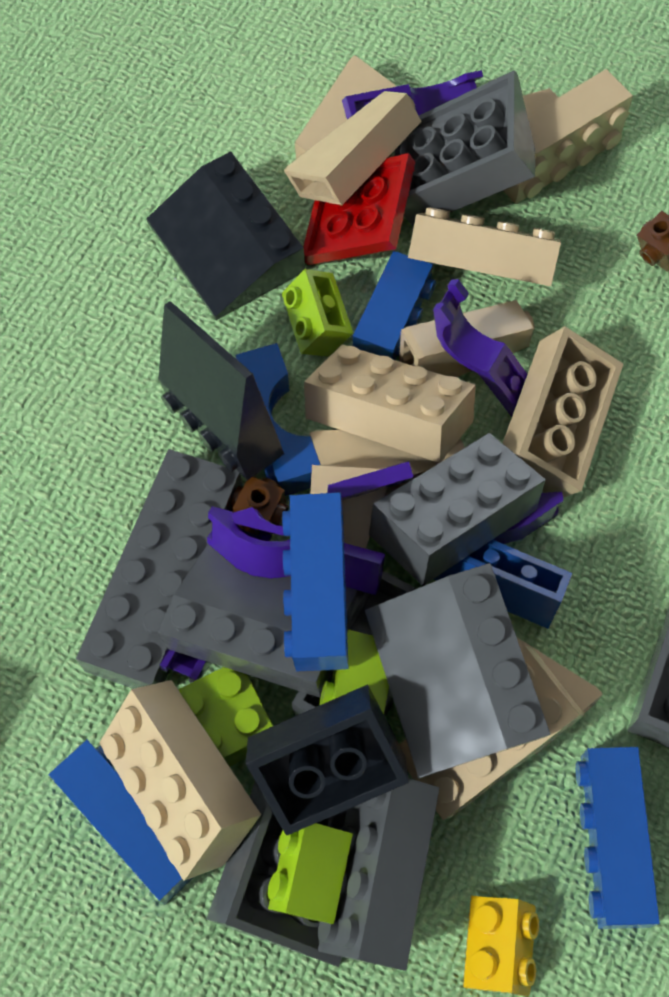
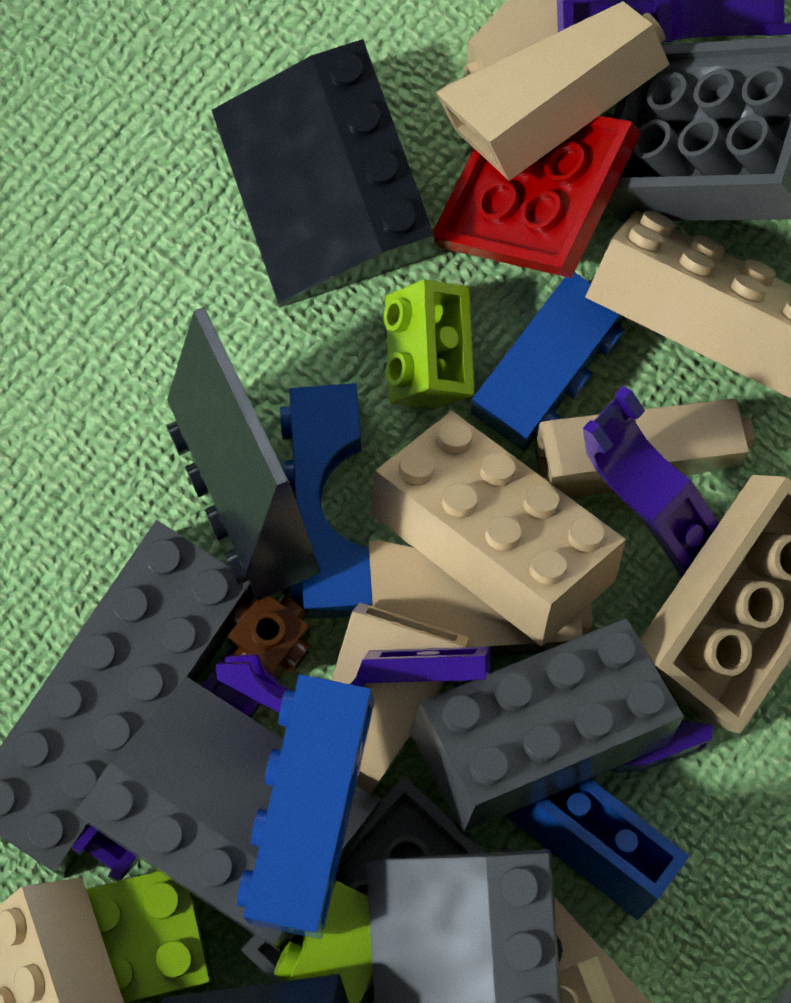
camera: 15 degrees right, 10 degrees up
(265, 558) = (381, 783): dark purple piece -> none

